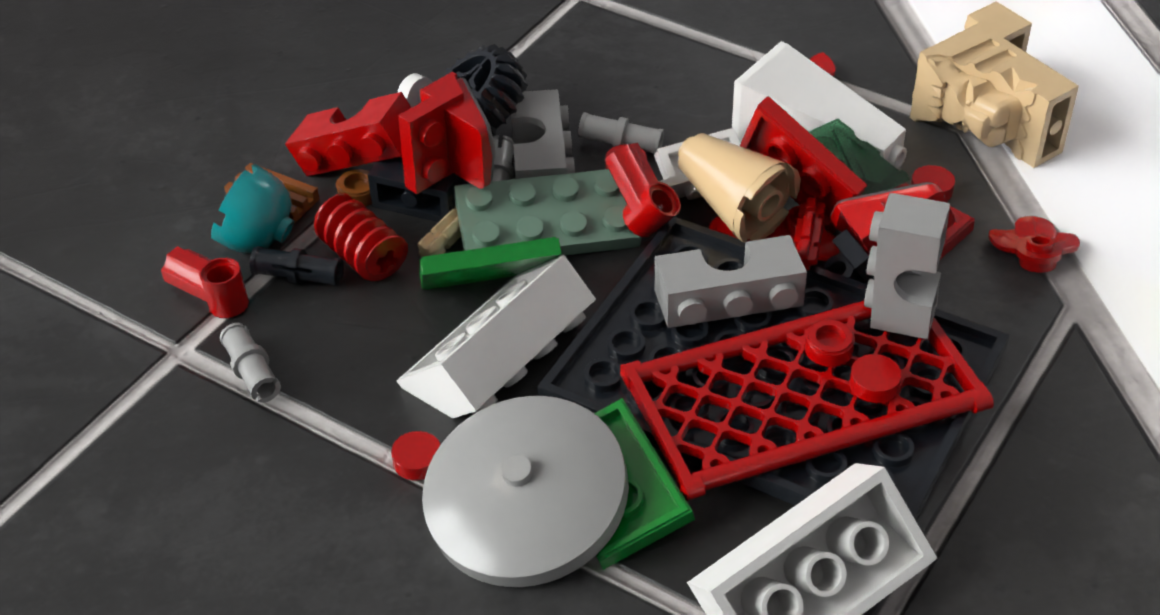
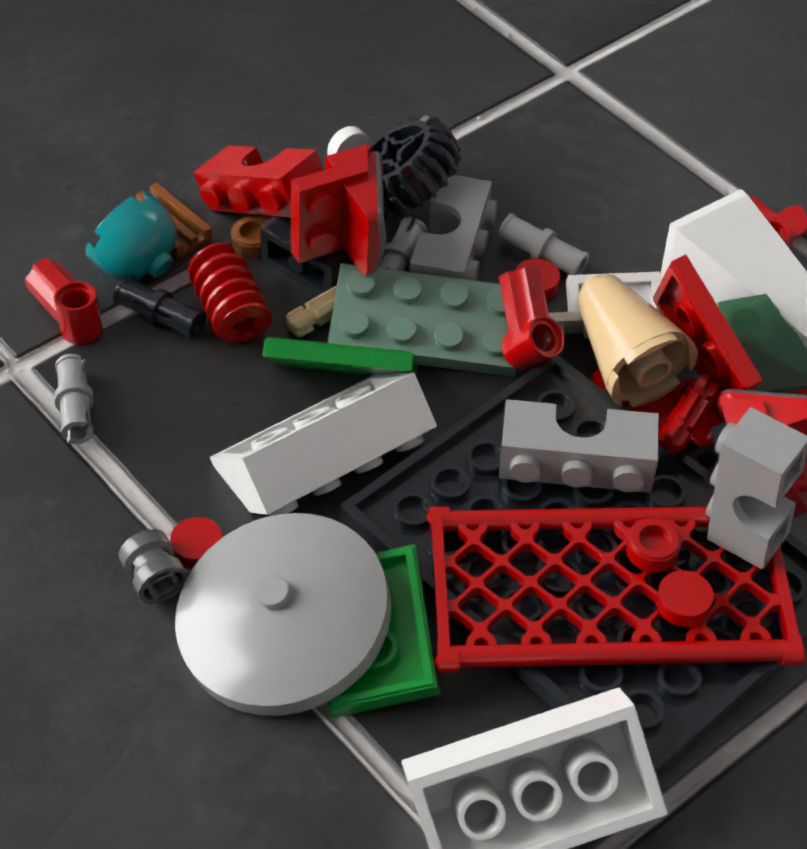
camera: 15 degrees right, 5 degrees up
(382, 480) = (155, 570): none -> dark grey wheel

